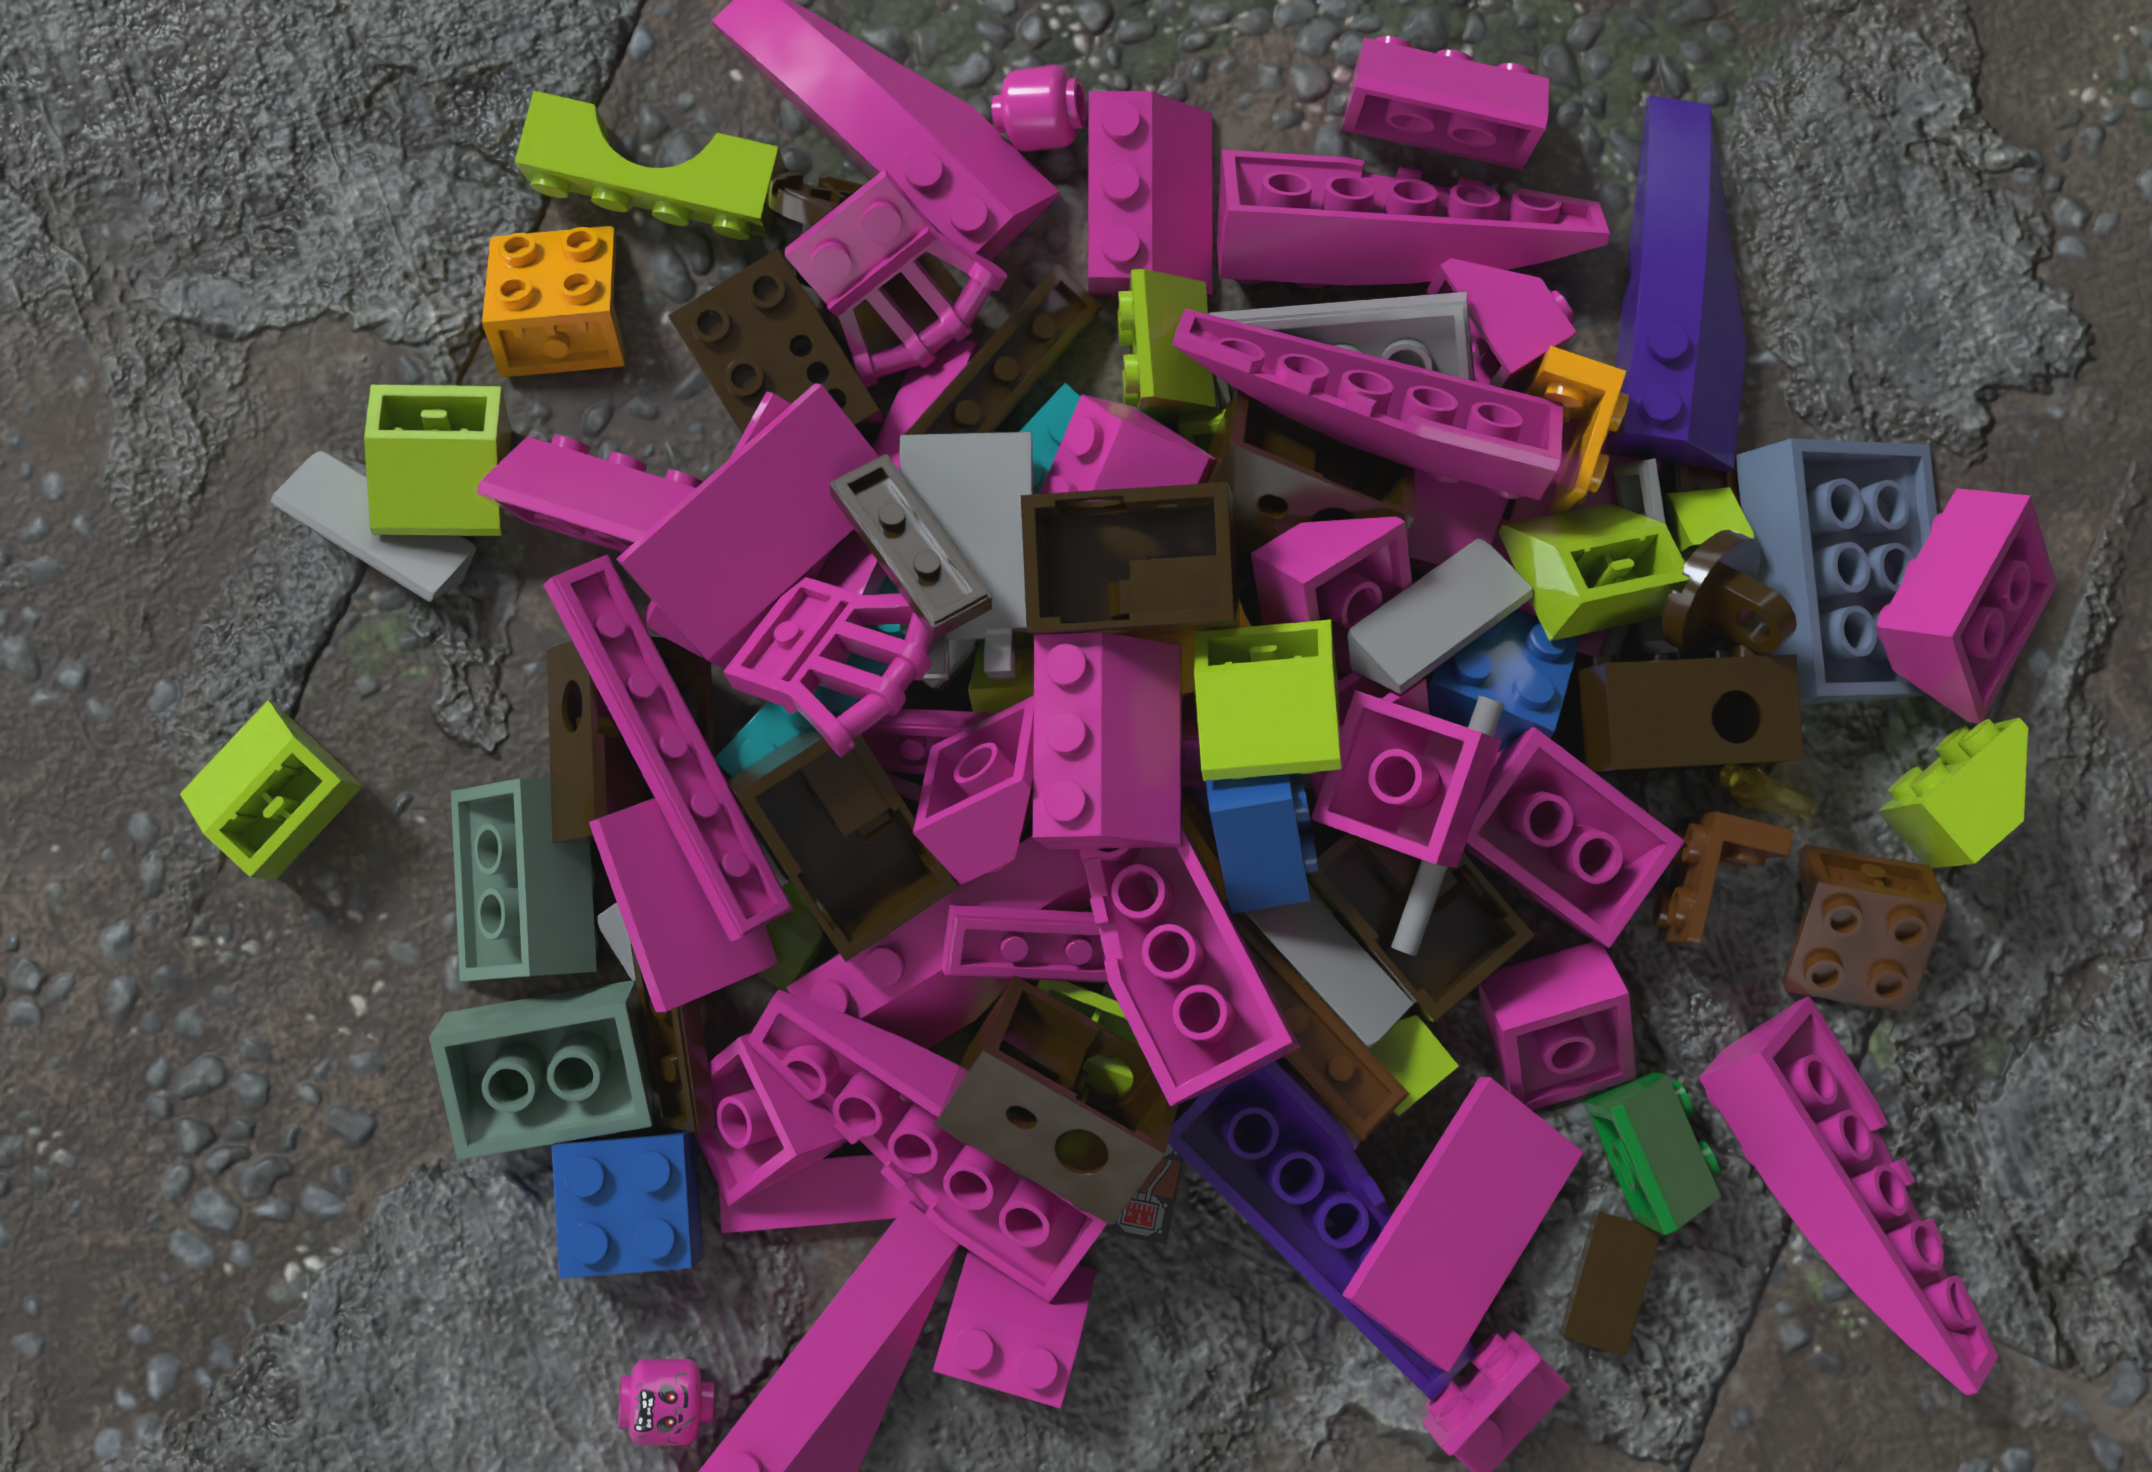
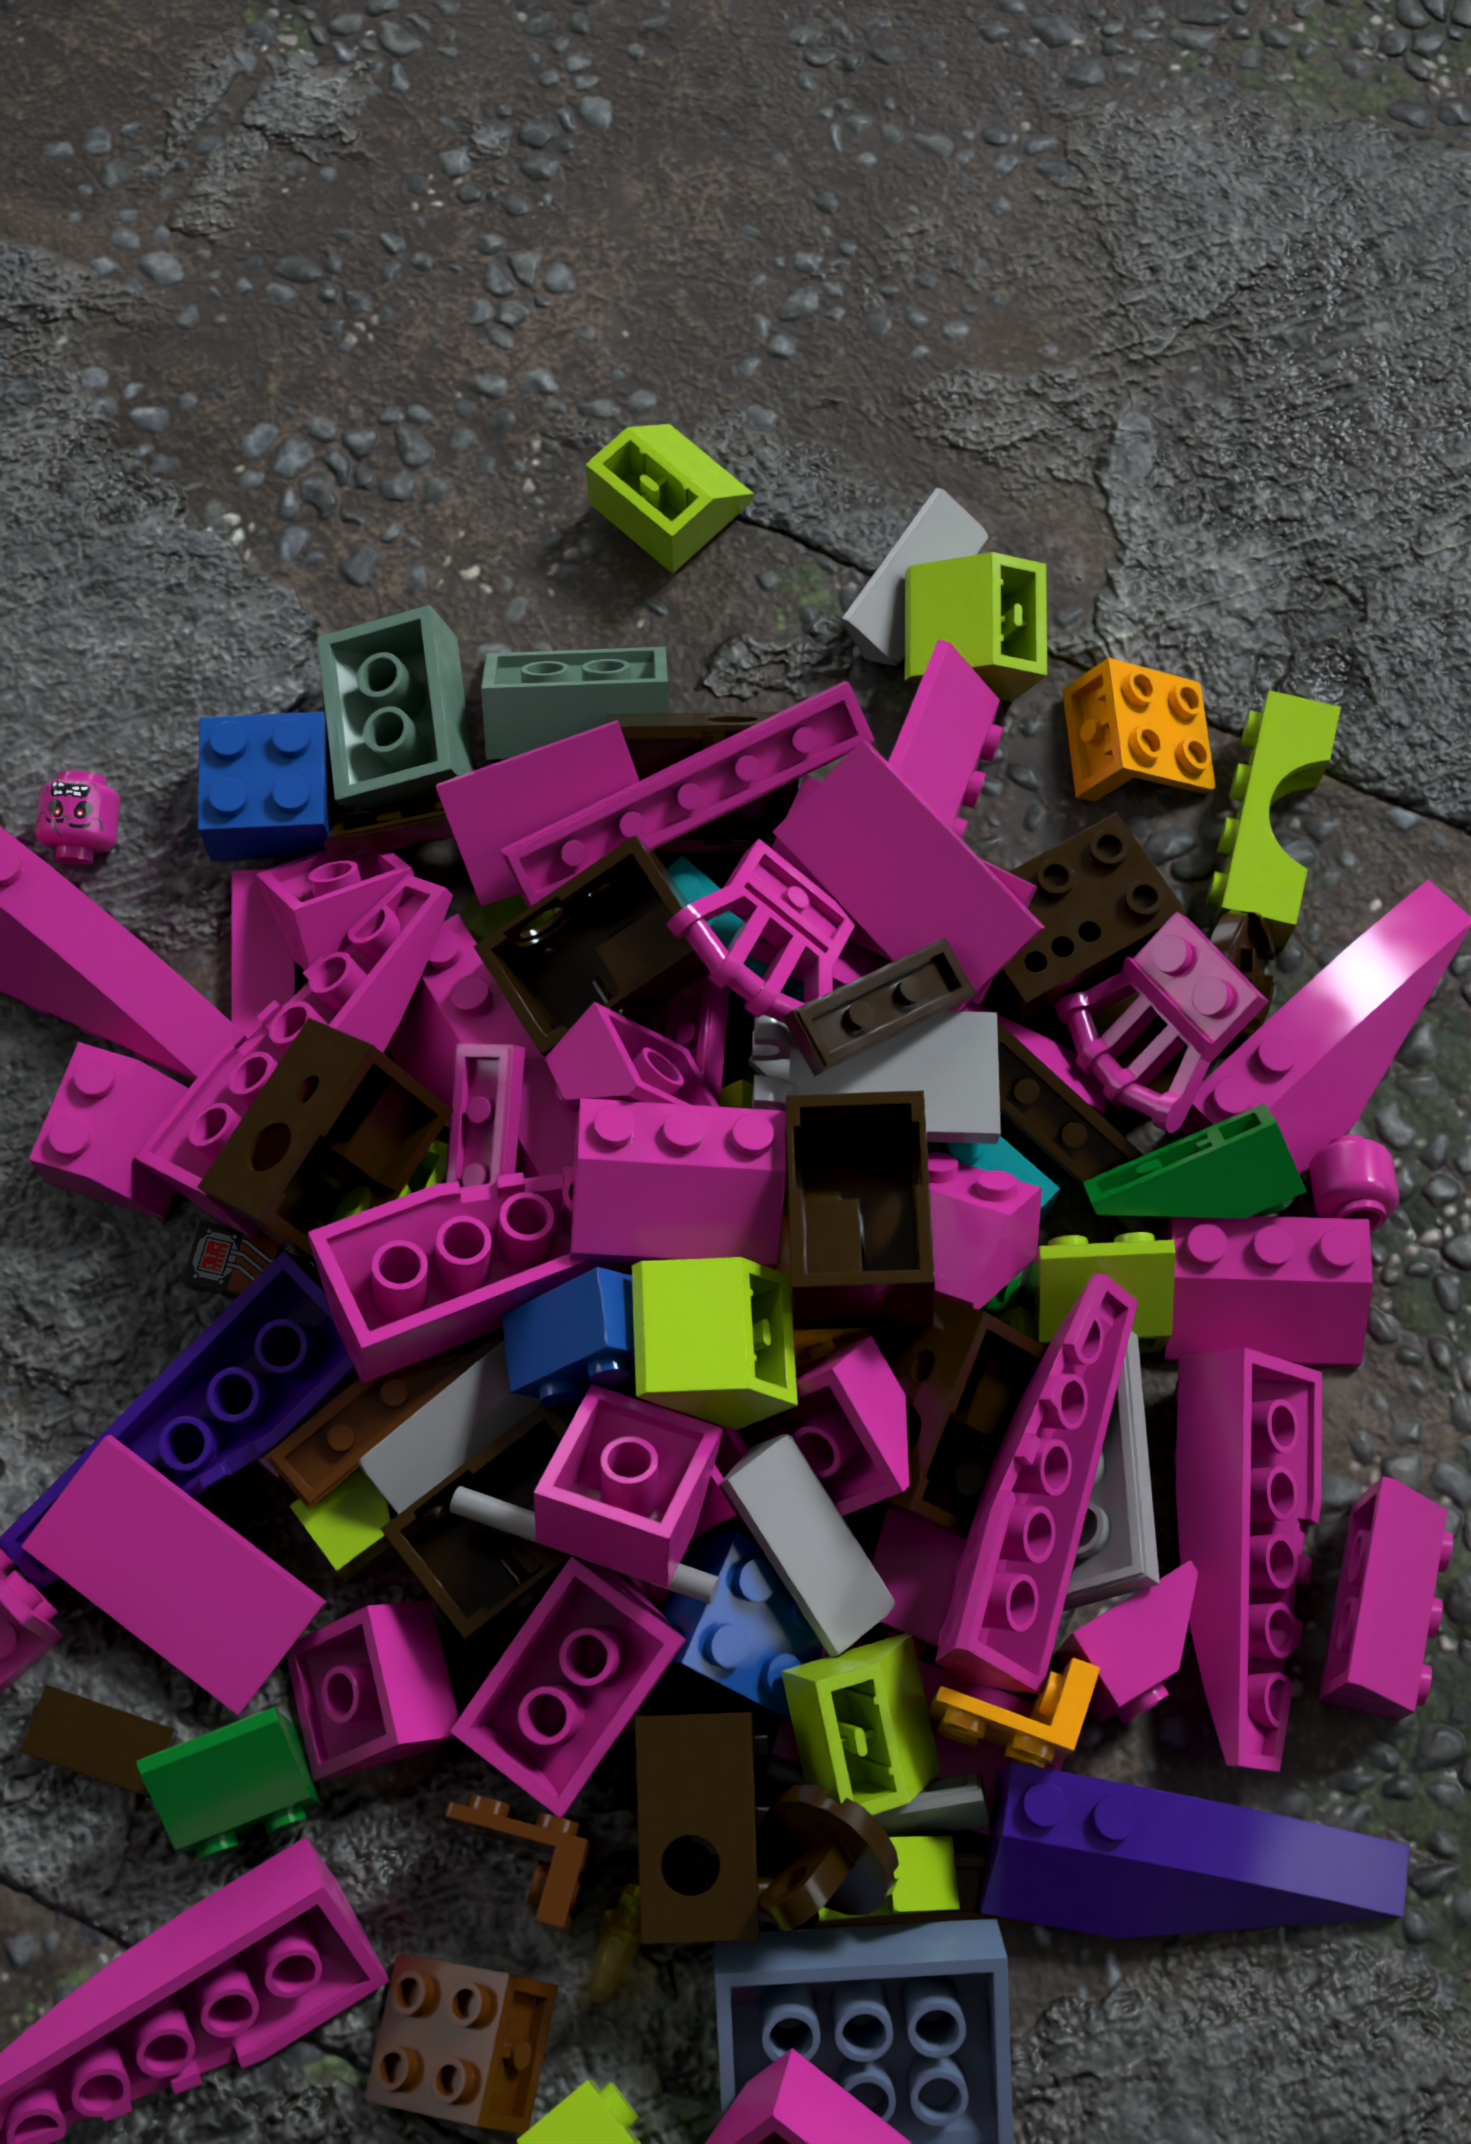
camera: 90 degrees right, 15 degrees down
(1052, 243) = (1215, 1173): none -> green slope

